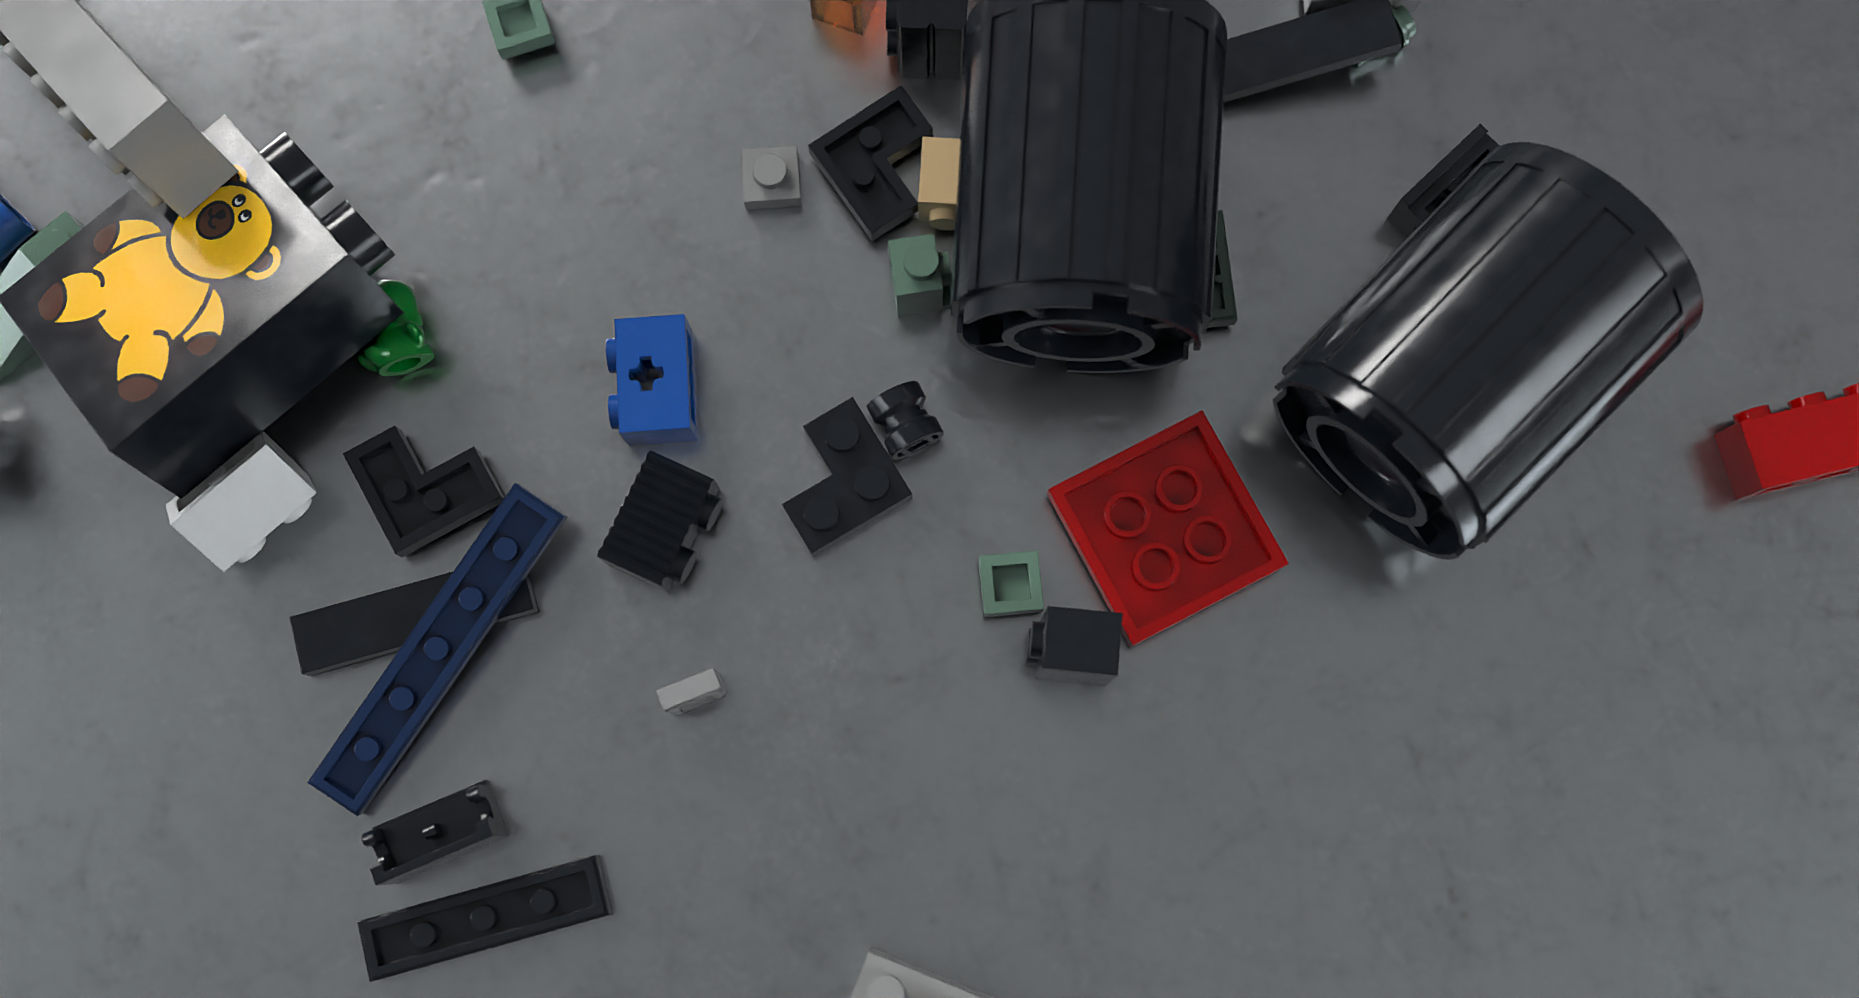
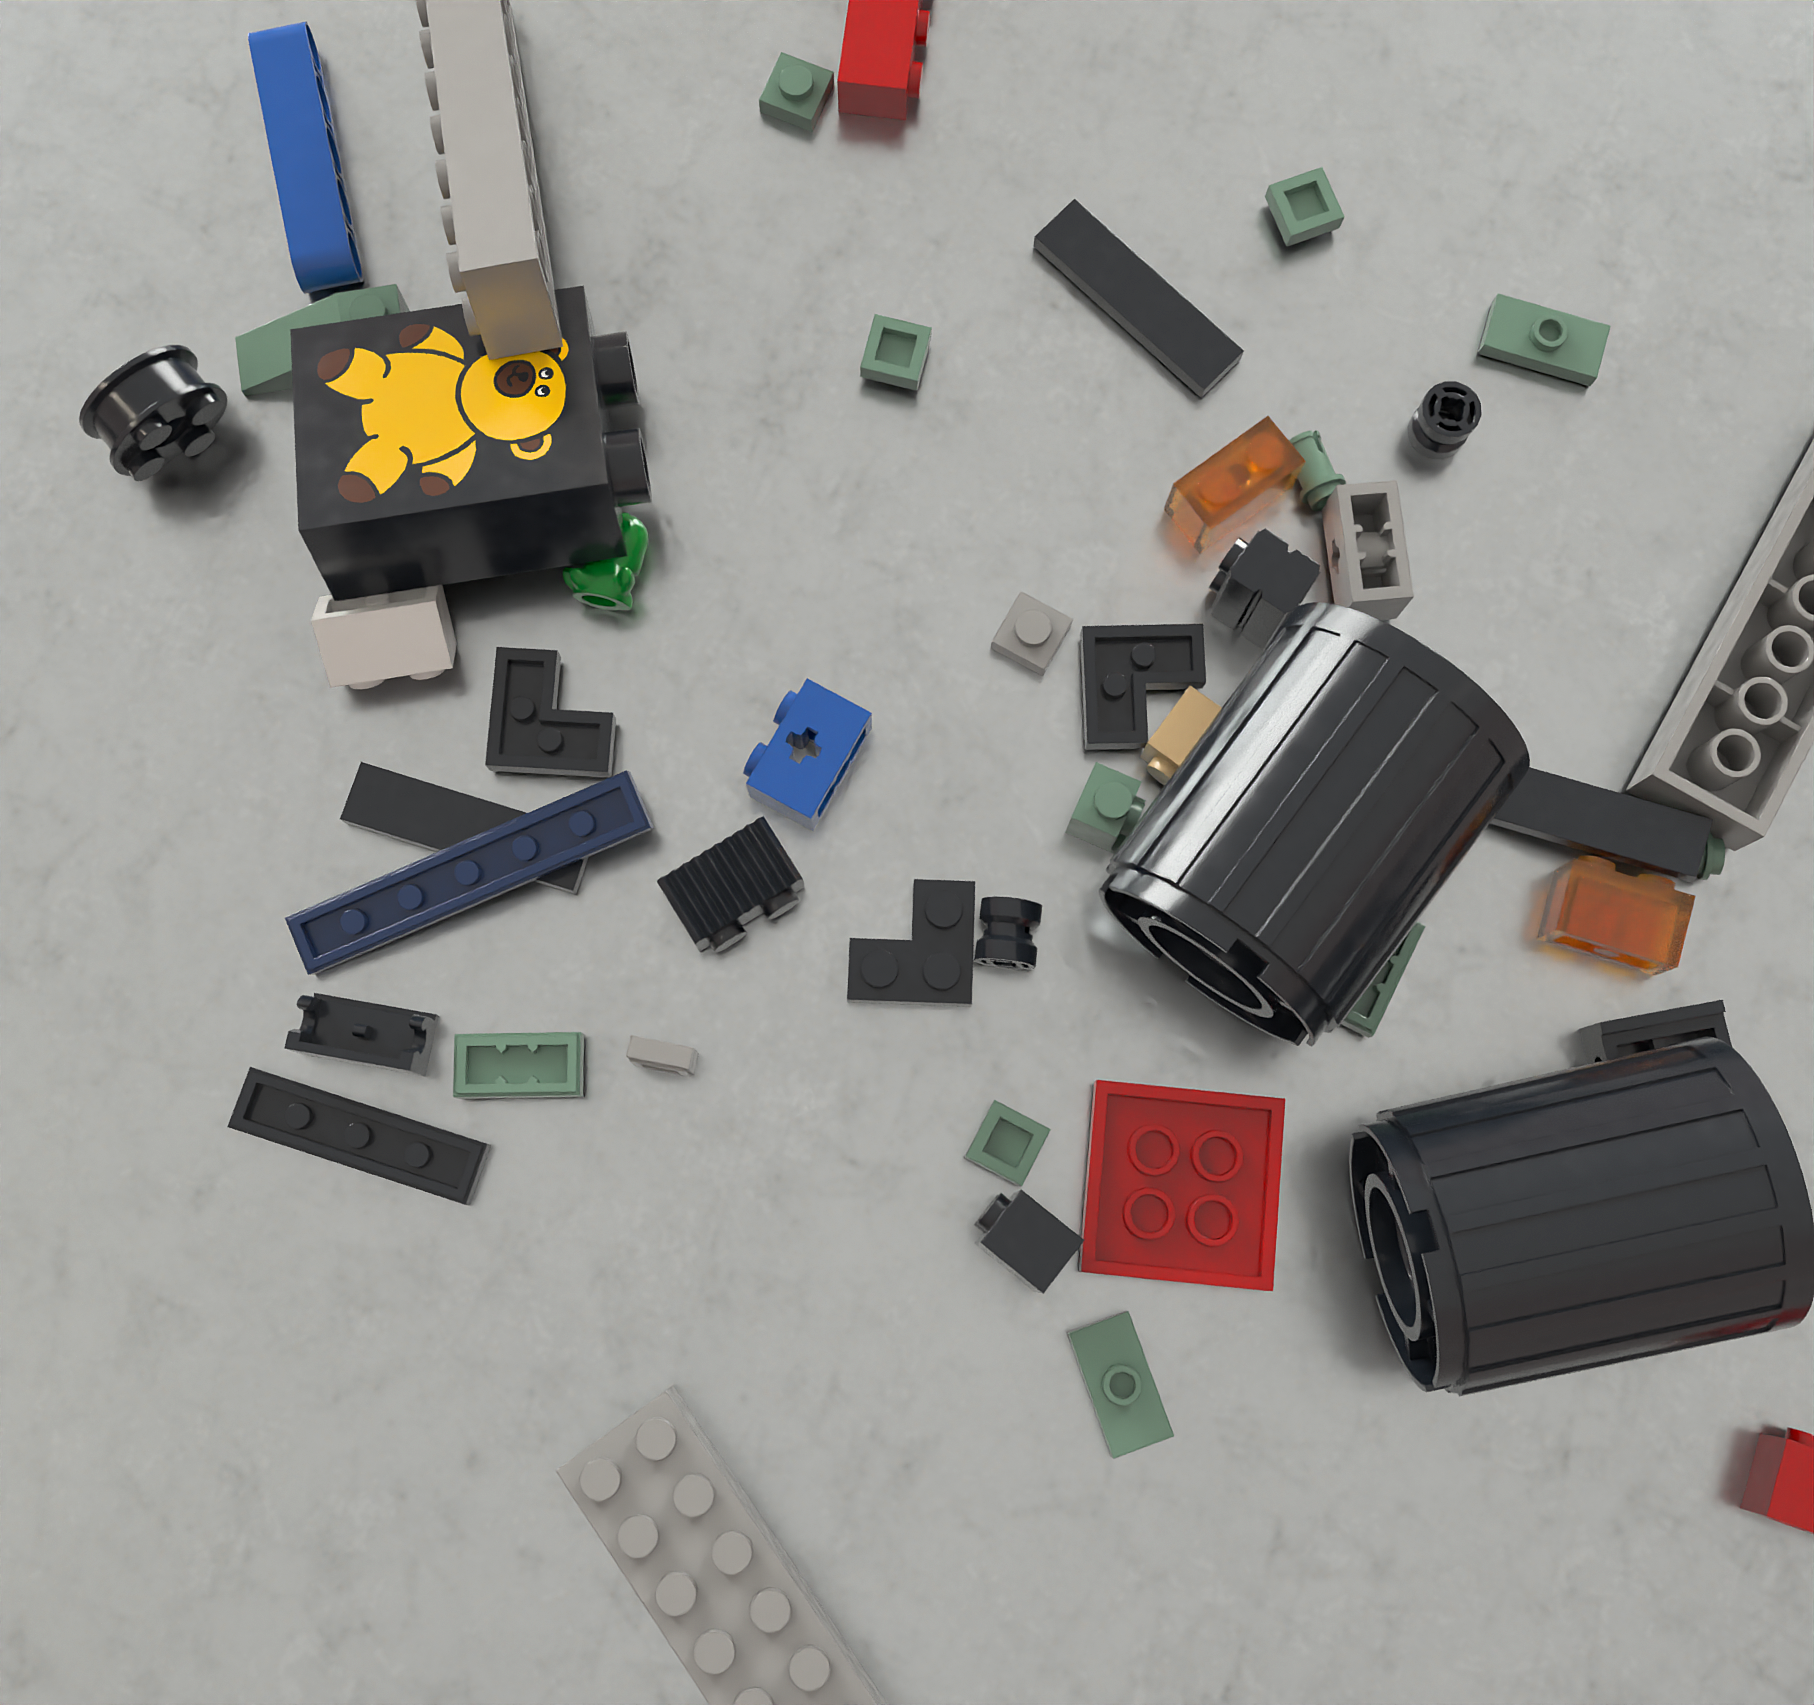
camera: 30 degrees right, 0 degrees up
(579, 776) = (518, 1065): none -> sand green plate
(1218, 713) = (1120, 1384): none -> sand green plate
(1360, 112) = (1616, 915): none -> clear orange brick

